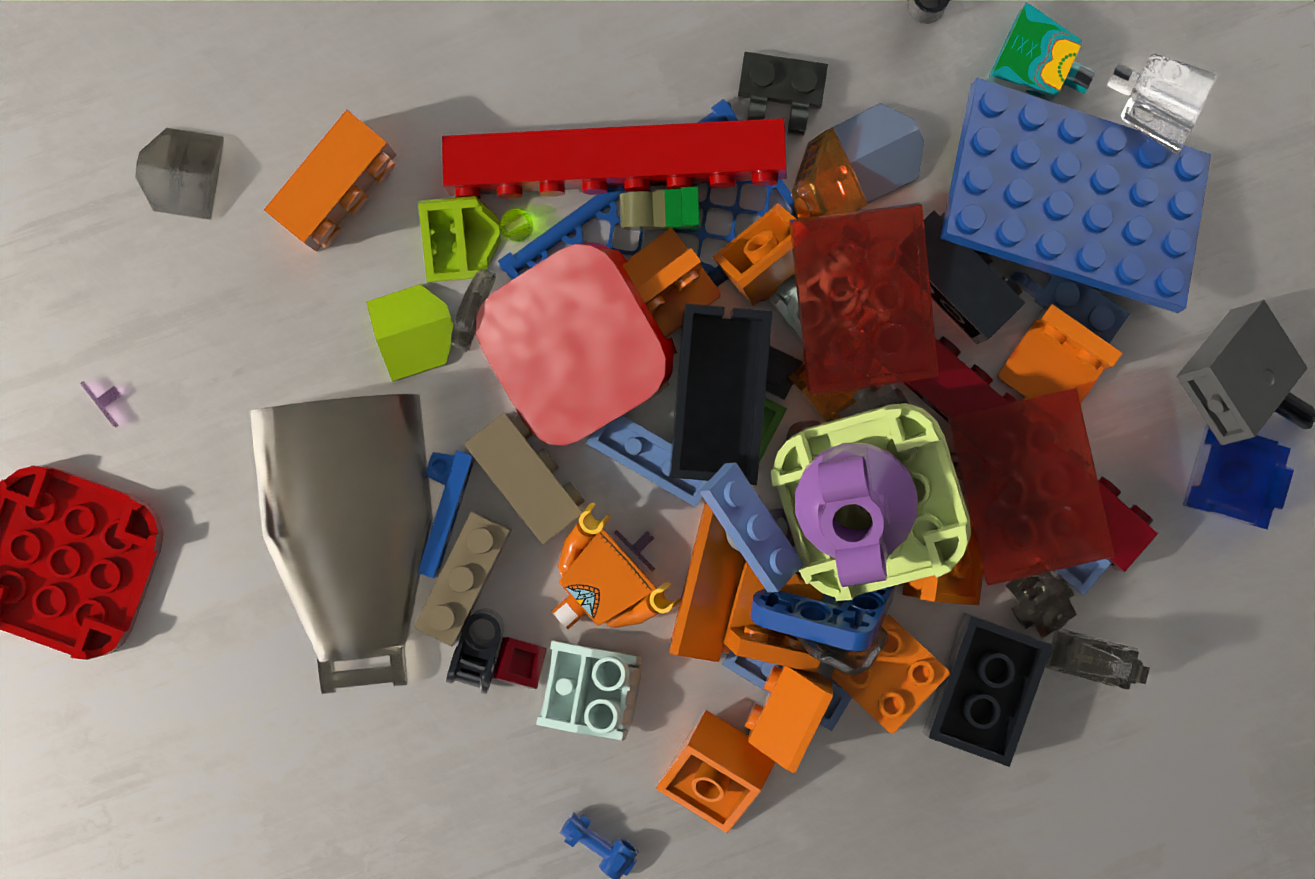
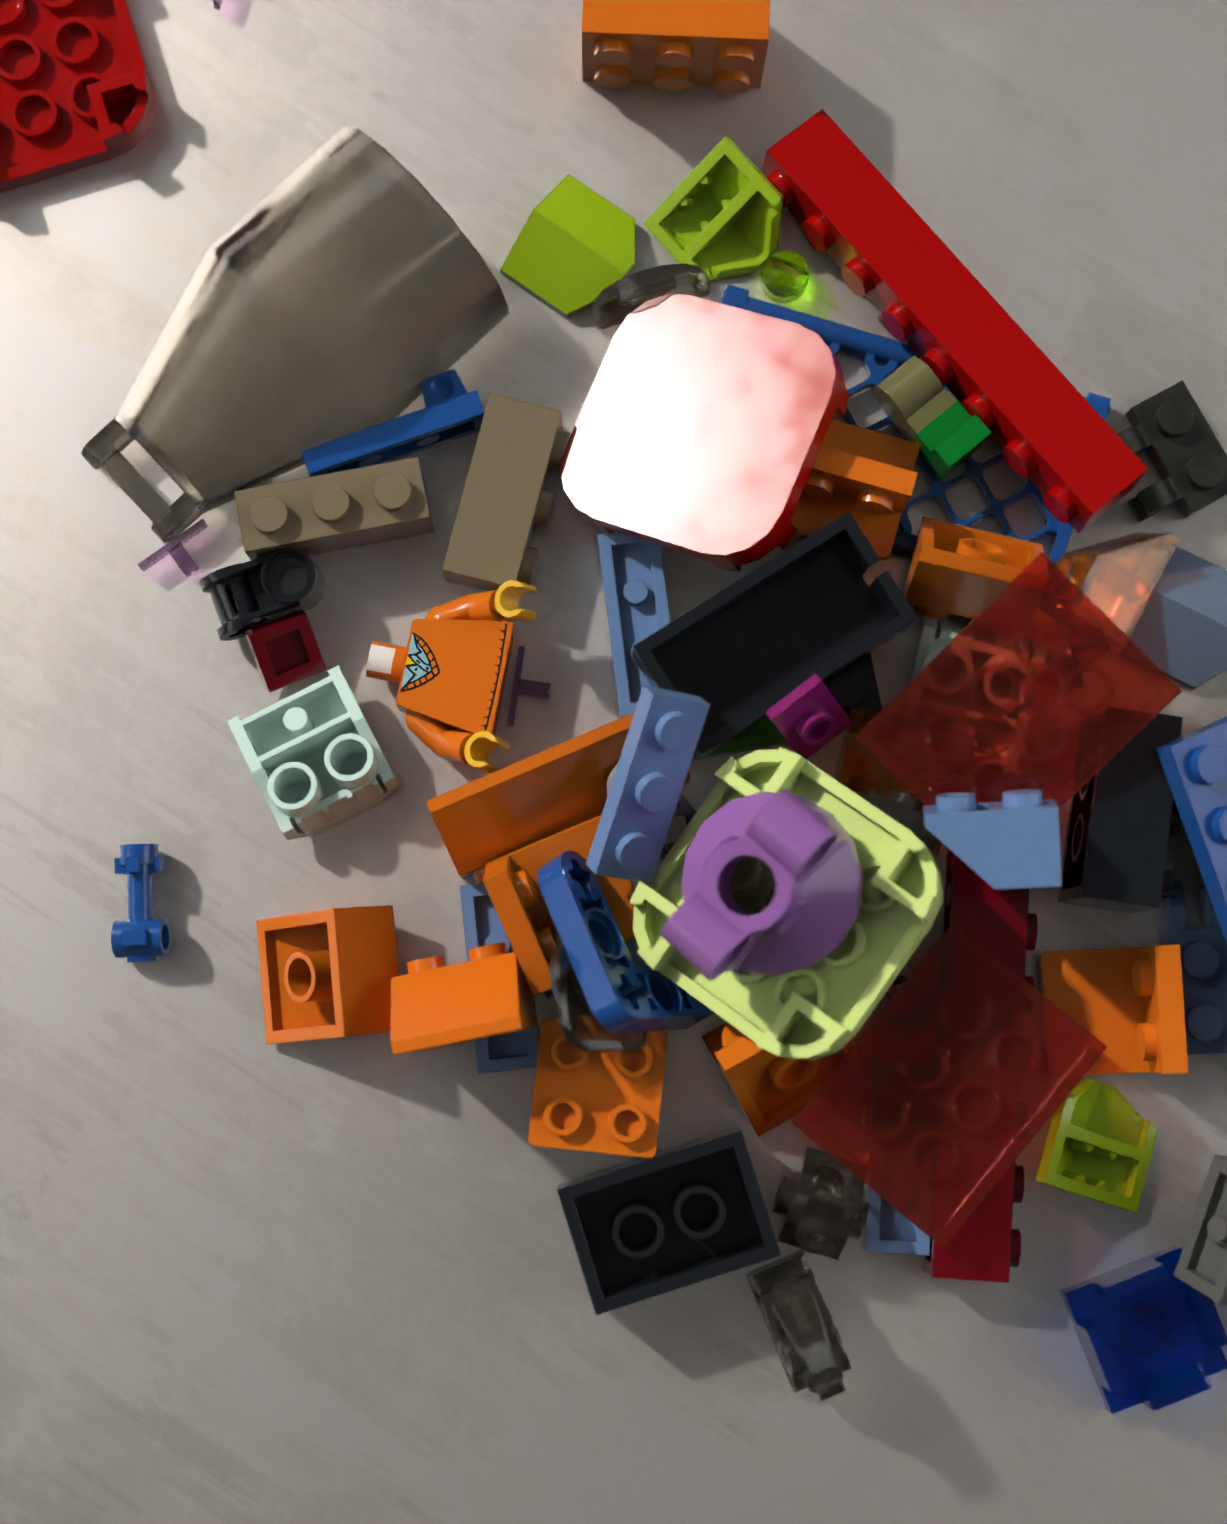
camera: 50 degrees right, 5 degrees down
(417, 680) = (177, 551): none -> clear purple piece
(779, 409) = (809, 717): none -> magenta bracket
(926, 363) = (1004, 841): none -> medium blue slope
(1123, 427) = (1098, 1147): none -> lime slope

